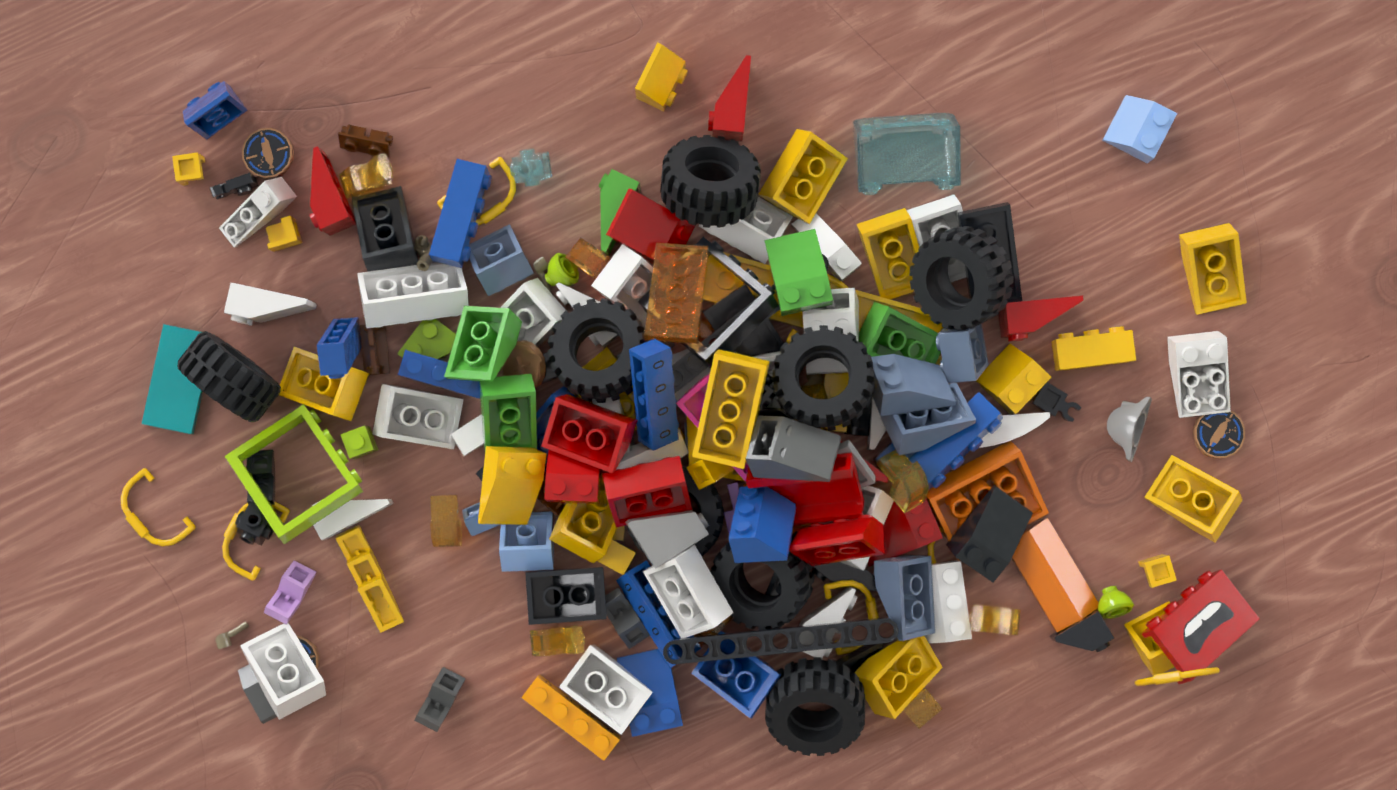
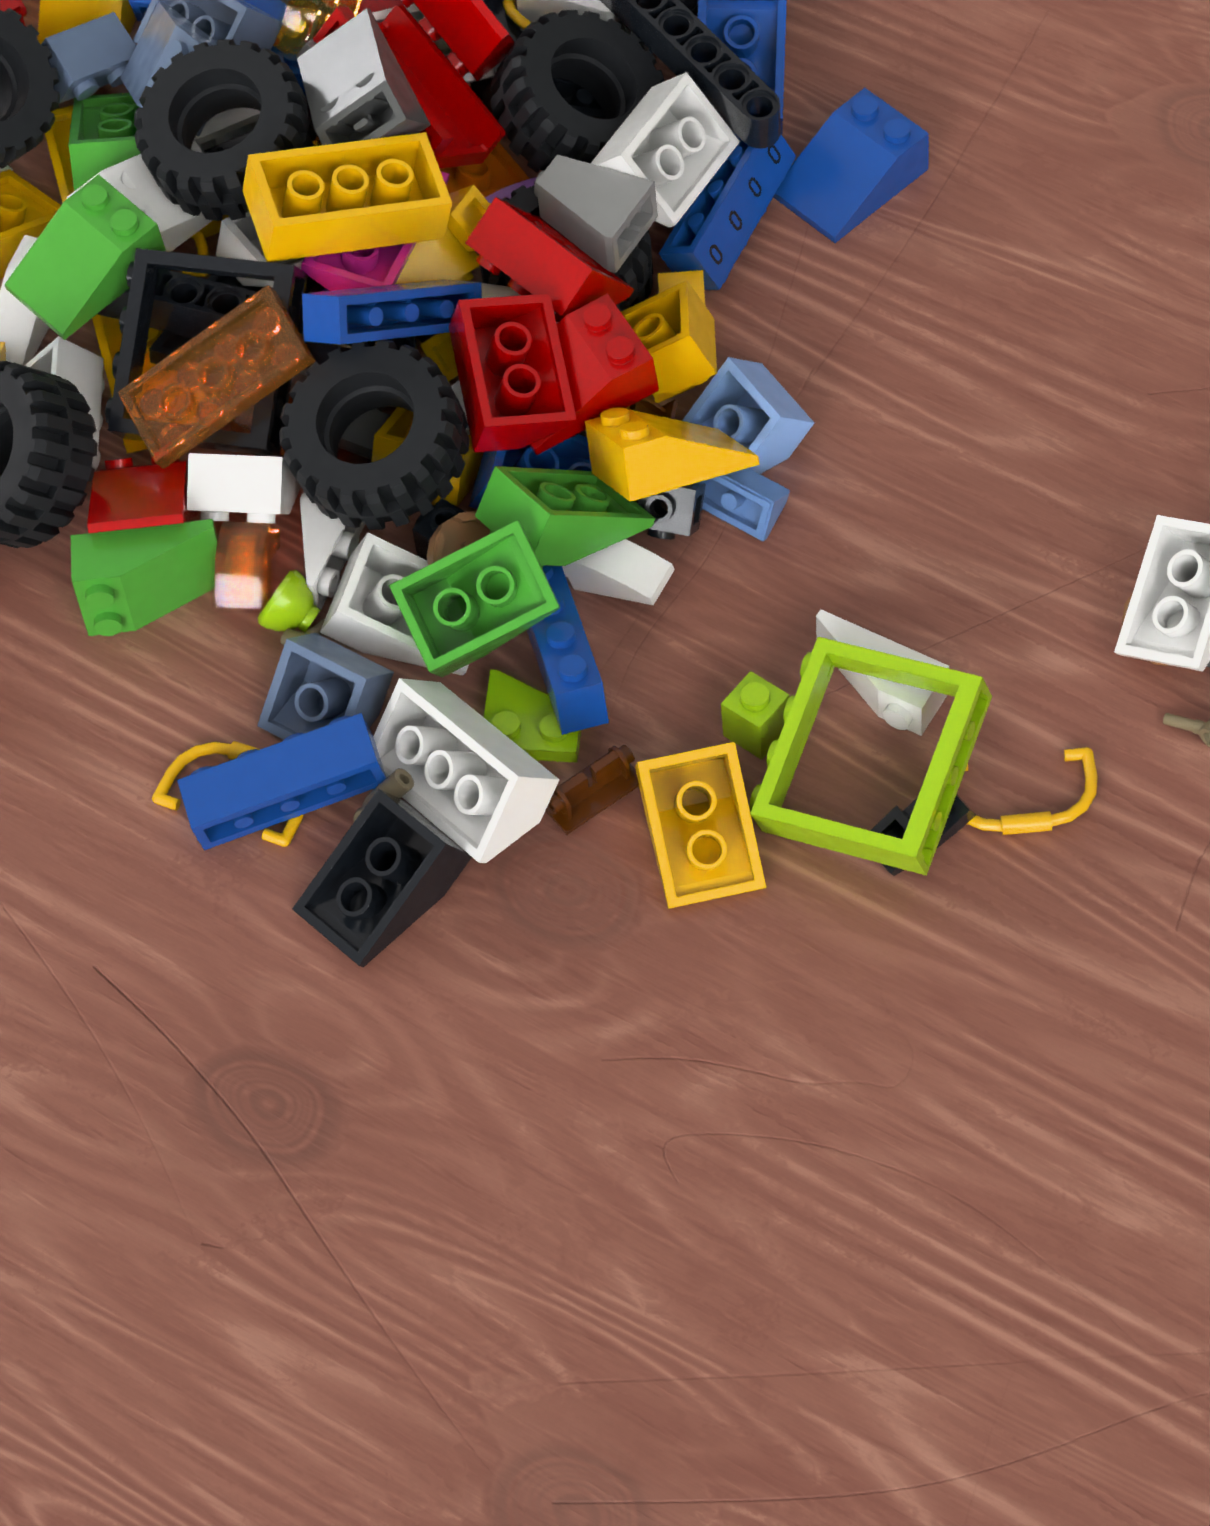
camera: 115 degrees left, 30 degrees down
(138, 526) = (1132, 962): yellow piece -> none
(171, 397) = (846, 1043): teal tile -> none
(188, 167) = (468, 1224): yellow panel -> none
(213, 110) = (333, 1229): blue slope -> none
(228, 377) = (777, 910): black tyre -> none
(239, 185) = (446, 1135): black plate -> none
(253, 525) = (997, 777): black brick -> none
(257, 210) = (473, 1082): white slope -> none
(260, 305) = (629, 962): white slope -> none
(267, 153) = (363, 1134): tile -> none
(283, 234) = (488, 1023): yellow panel -> none
(290, 592) = (1056, 686): lavender slope -> none
(327, 197) = (373, 975): red slope -> none
(339, 347) = (612, 776): blue brick -> none
(354, 140) = (241, 978): reddish brown hinge -> none
(367, 177) = (300, 947): clear yellow brick -> none
(369, 578) = (964, 588): yellow slope -> none
(417, 416) = (659, 669): white slope -> none
(440, 699) = (1058, 408): dark grey slope -> none
(444, 523) = (797, 525): clear yellow brick -> none
(531, 167) = (140, 728): clear light blue brick -> none
(557, 640) = (857, 303): clear yellow brick -> none
(565, 595) = (791, 324): black slope -> none
(571, 717) = (962, 232): light orange brick -> none
(606, 688) = (884, 203): white slope -> none
(624, 618) = (770, 254): dark grey slope -> none
(761, 526) = (501, 96): blue slope -> none

